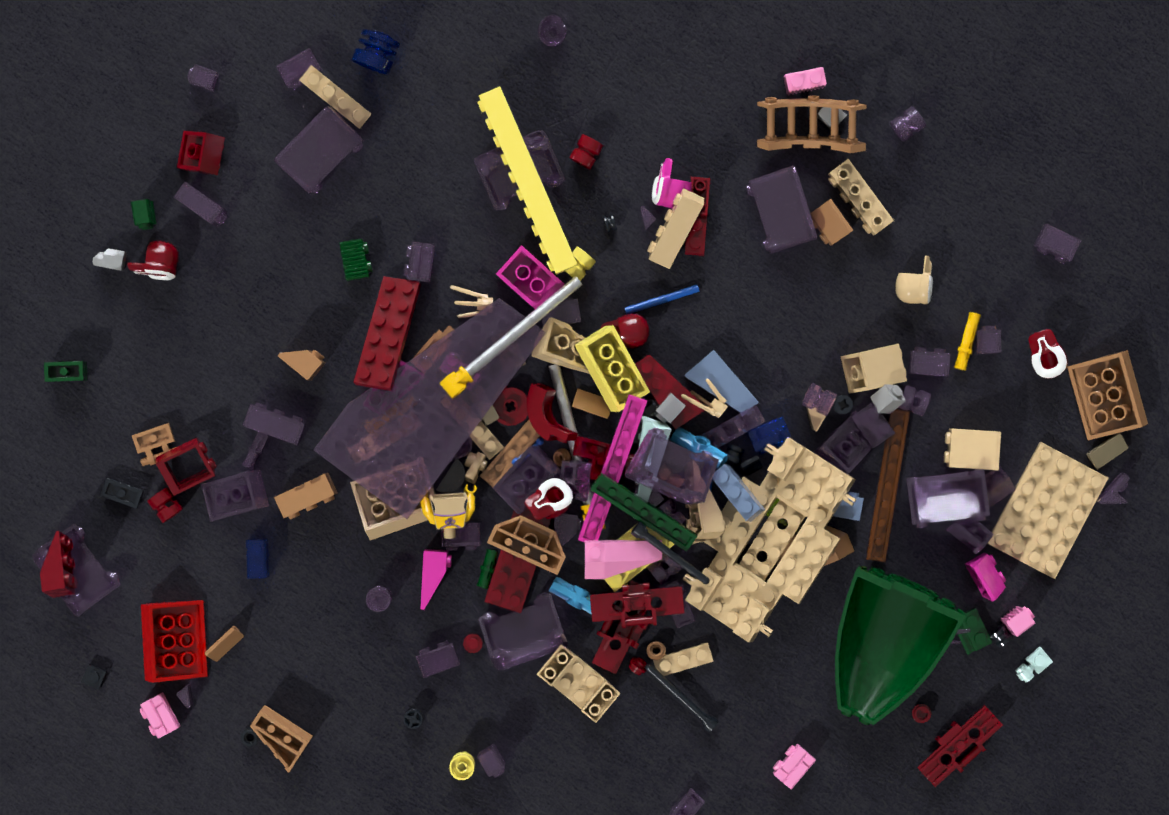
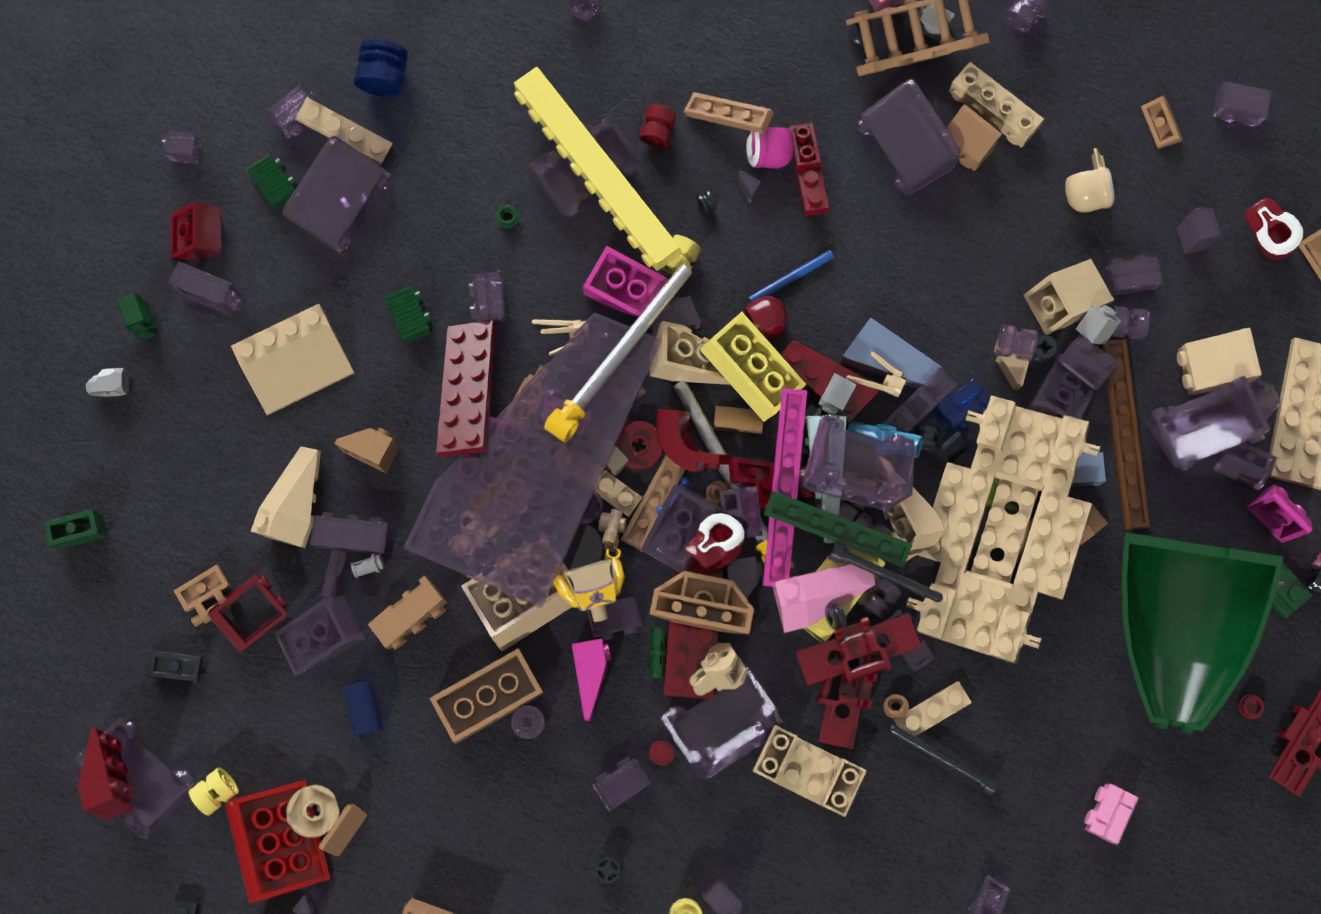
camera: 15 degrees left, 10 degrees down
(132, 594) = (217, 788): none -> light yellow wheel
(159, 501) = (232, 668): dark red wheel -> none
(160, 261) = (168, 371): dark red piece -> none
(215, 625) = (317, 825): none -> tan plate
(231, 391) = (287, 508): none -> tan wedge
(257, 275) = (292, 359): none -> tan slope
(270, 125) = (272, 181): none -> dark green brick
(282, 450) = (368, 565): none -> light grey pin
(351, 571) = (486, 696): none -> medium nougat brick
(450, 190) = (505, 210): none -> dark green plate
(528, 595) = (718, 670): none -> tan hinge
(572, 594) = (774, 659): dark azure piece -> none
(625, 577) = (835, 616): none -> black bush
(637, 665) = (878, 731): dark red plate -> none
(644, 156) = (728, 113): none -> medium nougat tile
(676, 228) = (788, 184): tan brick -> none
(738, 493) = (948, 480): sand blue brick -> none
(967, 341) = (1170, 241): yellow pin -> none
(990, 242) = (1162, 122): none -> medium nougat slope

